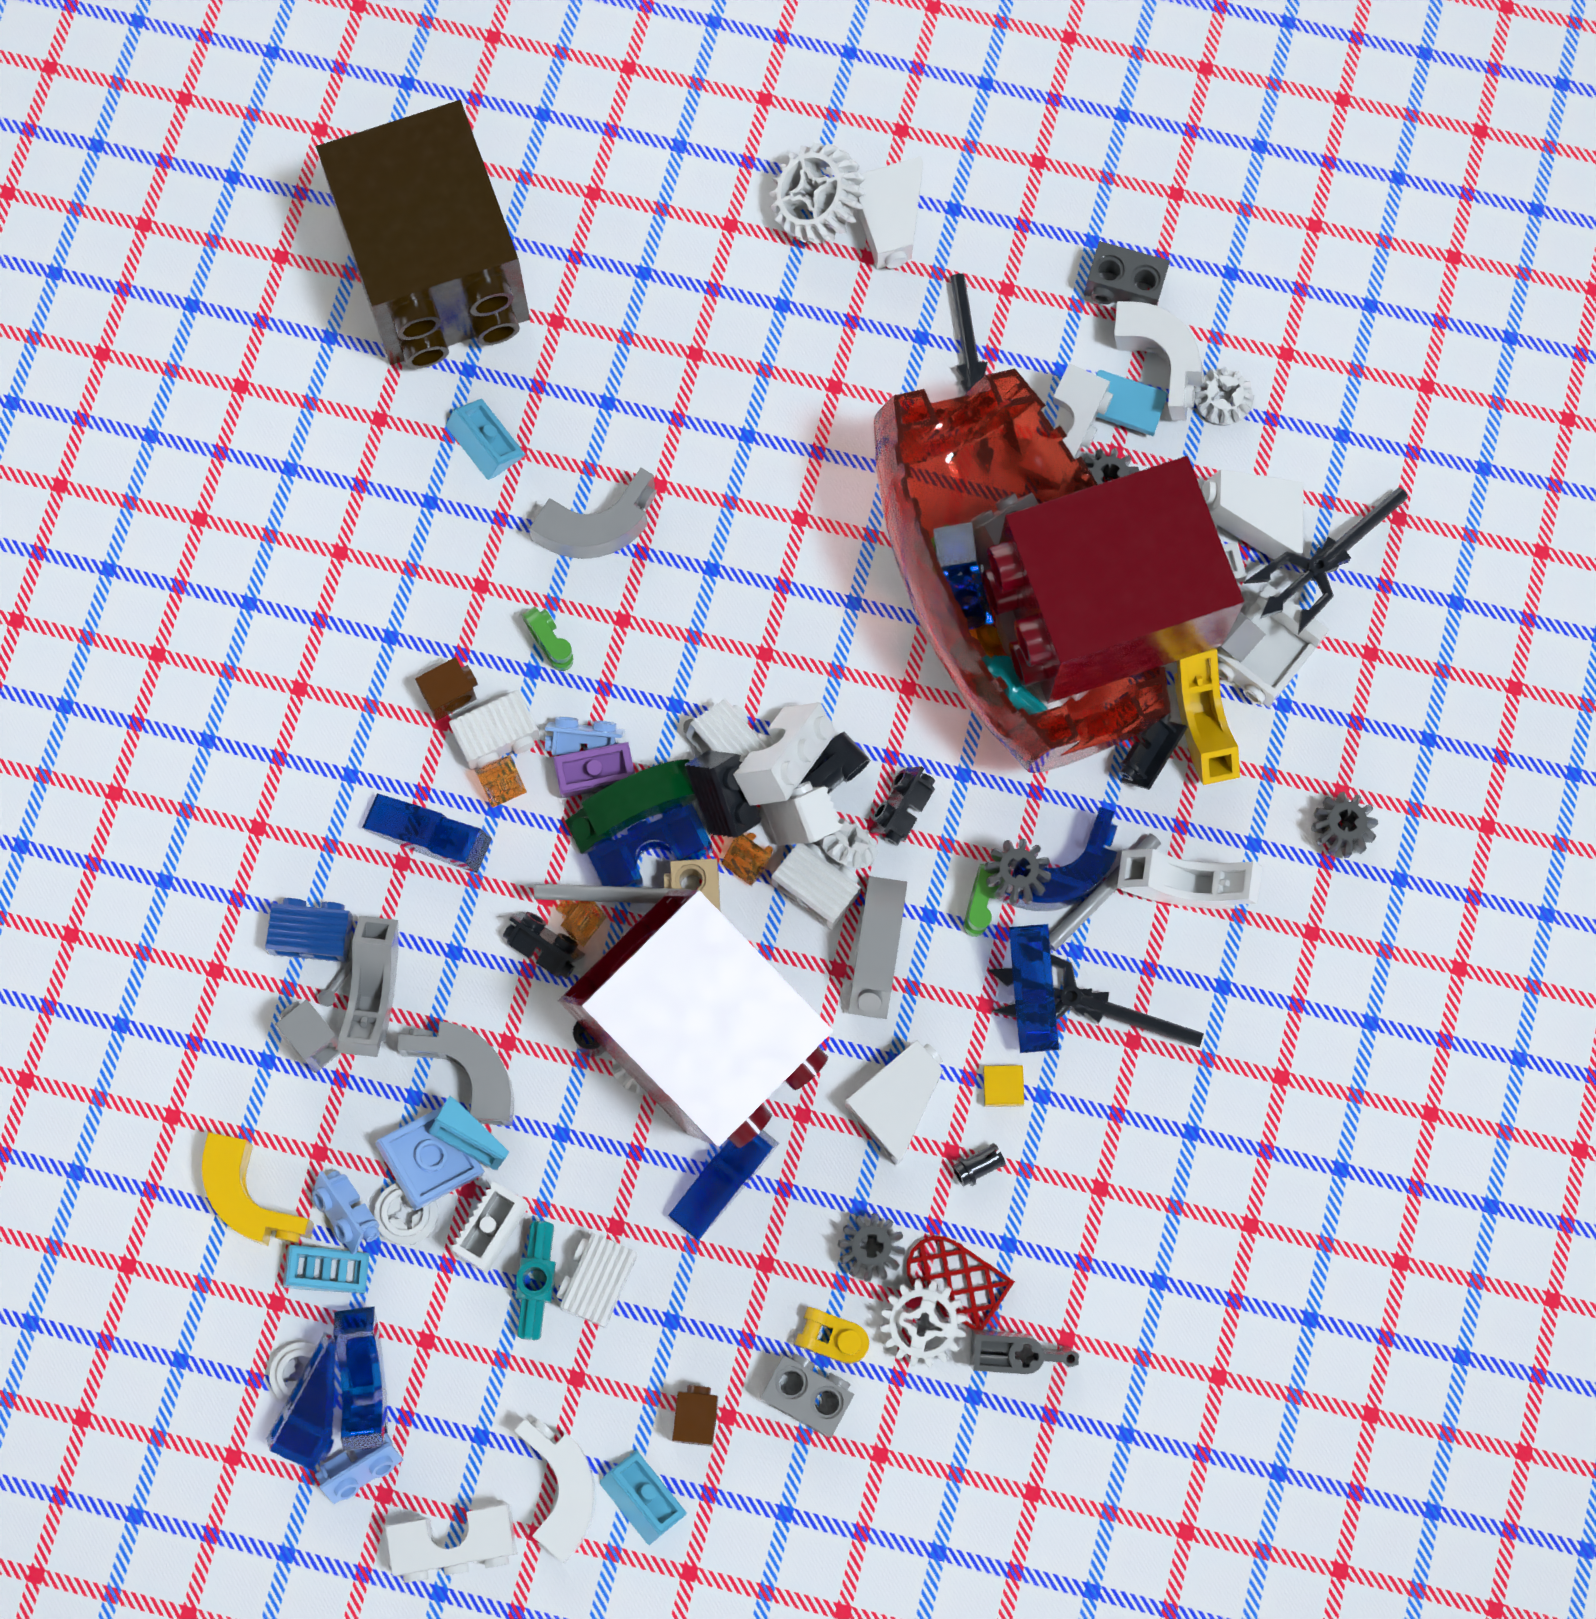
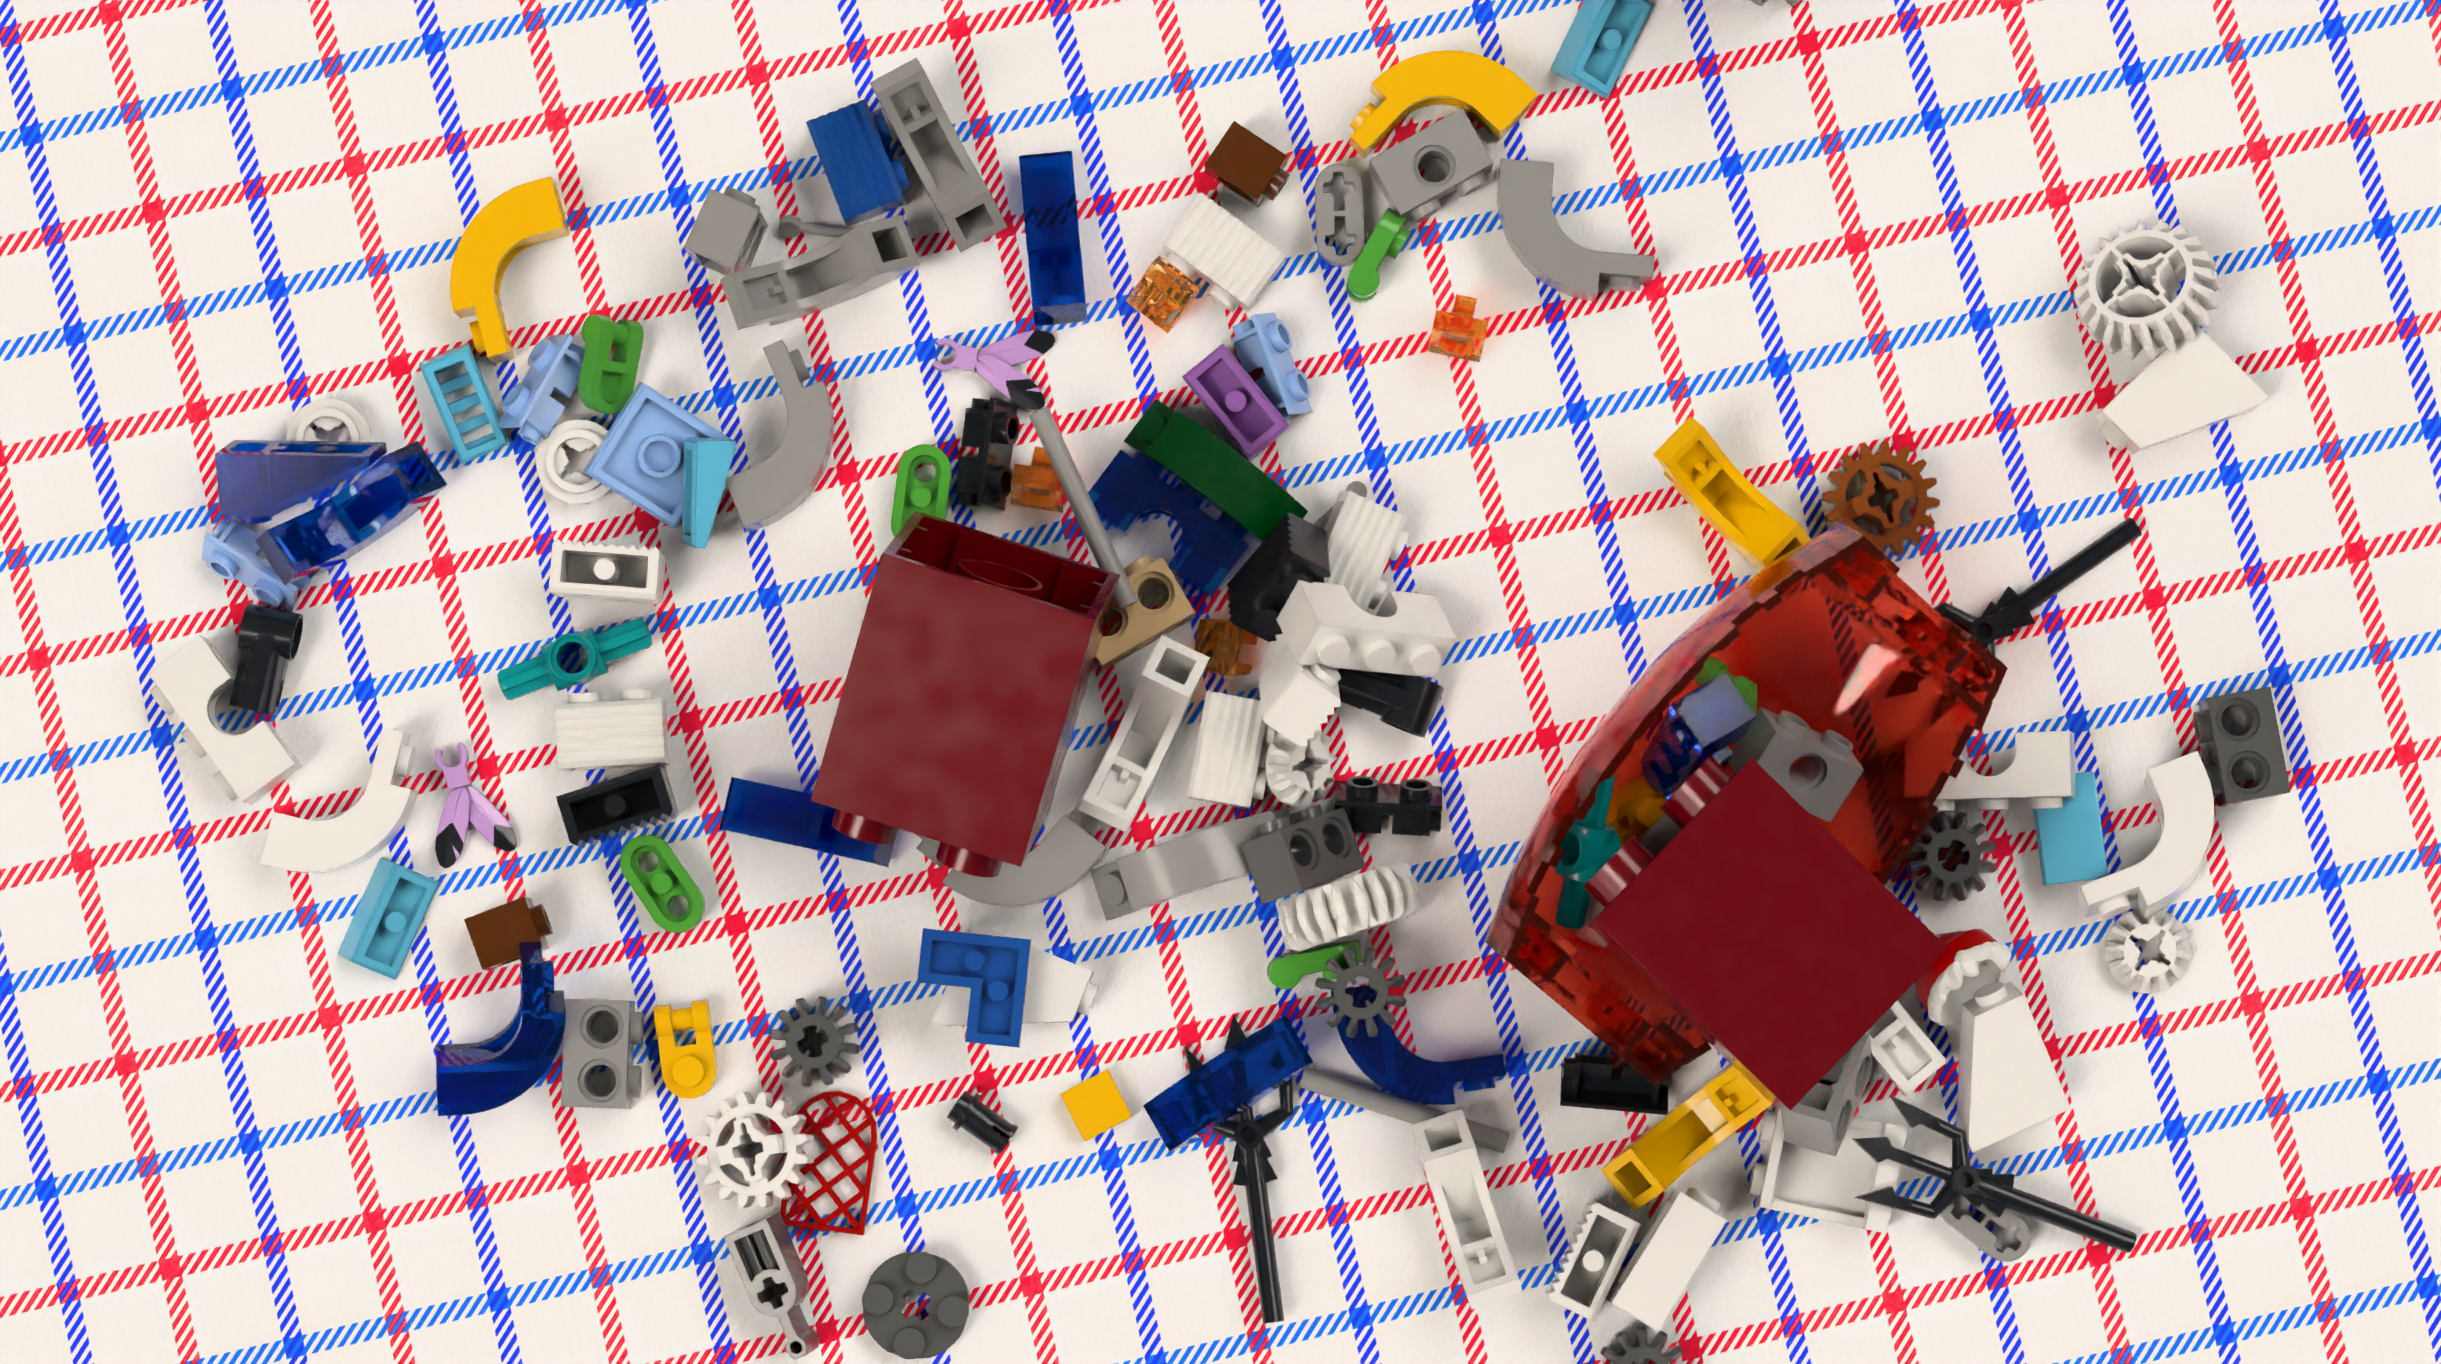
camera: 70 degrees right, 10 degrees up
(336, 878) = (938, 155): none -> light grey arch
(351, 1158) = (605, 382): none -> bright green plate
(417, 1486) = (267, 643): none -> black piece
(464, 533) = (1447, 78): none -> yellow arch
(487, 910) = (996, 362): none -> lavender piece
(504, 555) = (1449, 140): none -> light grey brick
(512, 641) = (1352, 214): none -> light grey beam
(546, 1004) = (918, 496): none -> bright green plate
(594, 1406) = (465, 805): none -> lavender piece
(623, 611) = (1458, 332): none -> clear orange tile
(649, 1298) = (617, 806): none -> black brick
(715, 1299) = (663, 884): none -> bright green plate
(777, 930) = (1145, 733): none -> white arch
(782, 1453) = (505, 1066): none -> clear blue arch
(820, 501) = (1726, 497): none -> yellow arch
(839, 1049) = (1047, 871): none -> light grey arch
(850, 409) = (1902, 492): none -> dark orange gear
(885, 1101) = (992, 969): none -> blue plate
(907, 867) = (1301, 854): none -> dark grey brick
(957, 855) = (1349, 906): none -> white gear
(1064, 1287) = (946, 1310): none -> dark grey plate
(1259, 818) = (1592, 1260): none -> white brick
(1281, 769) = (1667, 1257): none -> white window
(1354, 580) = (1983, 1238): none -> light grey beam

